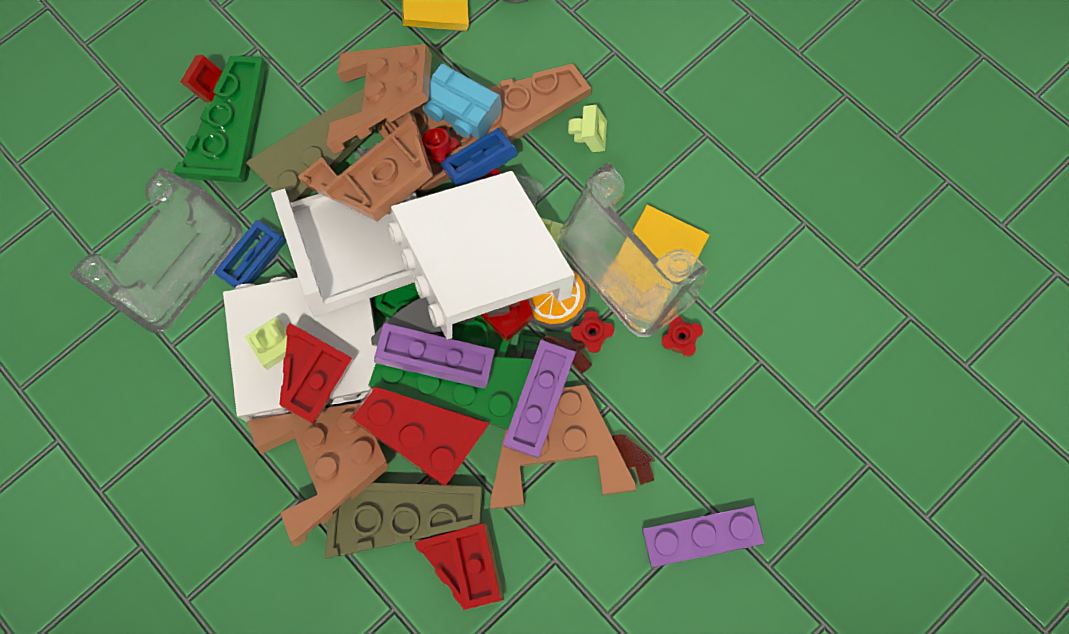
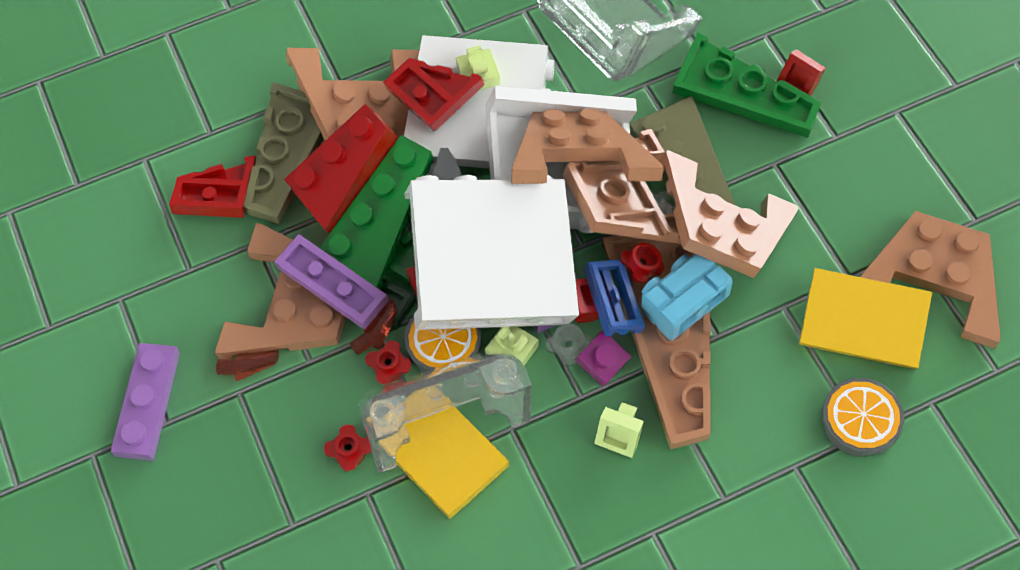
camera: 105 degrees right, 10 degrees down
(252, 255) = (574, 87): blue tile -> none
(334, 217) = (580, 137): none -> nougat wing
(434, 355) = (388, 206): medium lavender plate -> none
(530, 162) = (602, 358): none -> magenta plate

